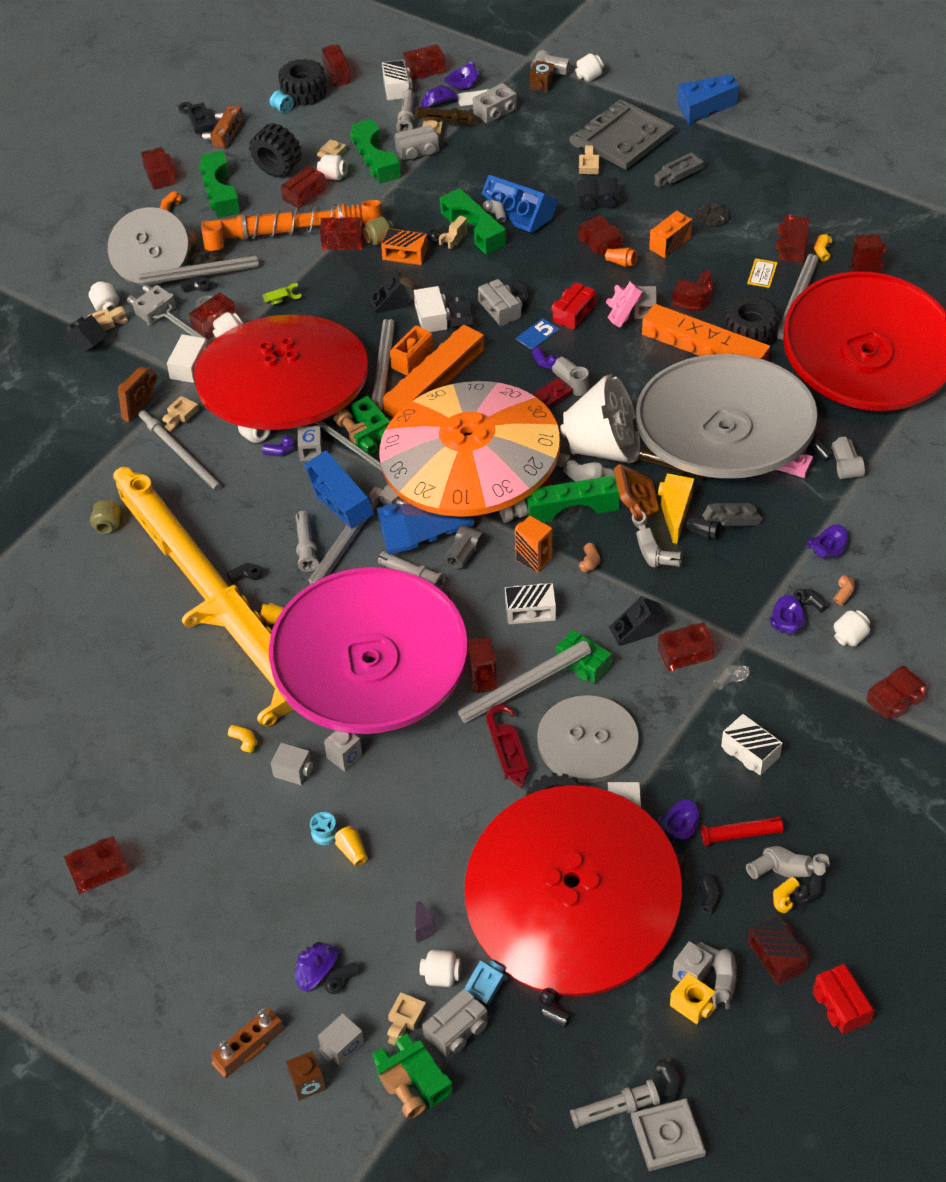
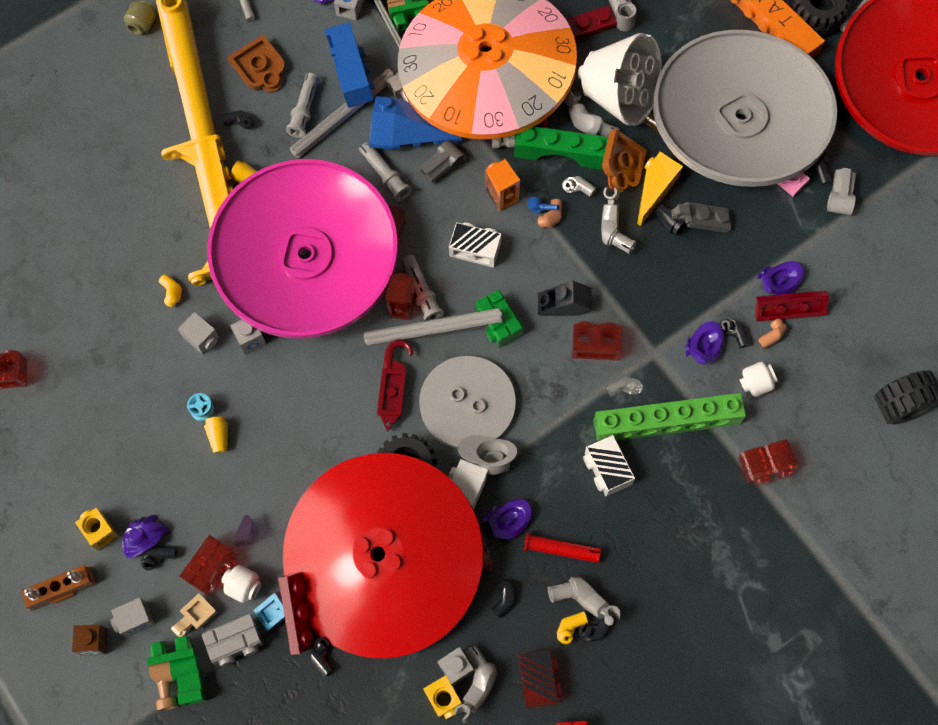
camera: 20 degrees right, 20 degrees up
(244, 521) = (259, 65): none -> dark orange plate
(269, 981) = (101, 537): none -> yellow brick
(398, 965) = (209, 565): none -> clear red brick
(504, 661) = (424, 295): none -> light grey pin
(511, 971) = (295, 613): none -> dark red plate
(573, 556) = (536, 207): none -> blue hand
(603, 526) = (577, 184): none -> light grey arm
(636, 769) = (488, 453): none -> light grey piece
(787, 684) = (670, 417): none -> bright green brick
(850, 560) = (791, 305): none -> dark red plate

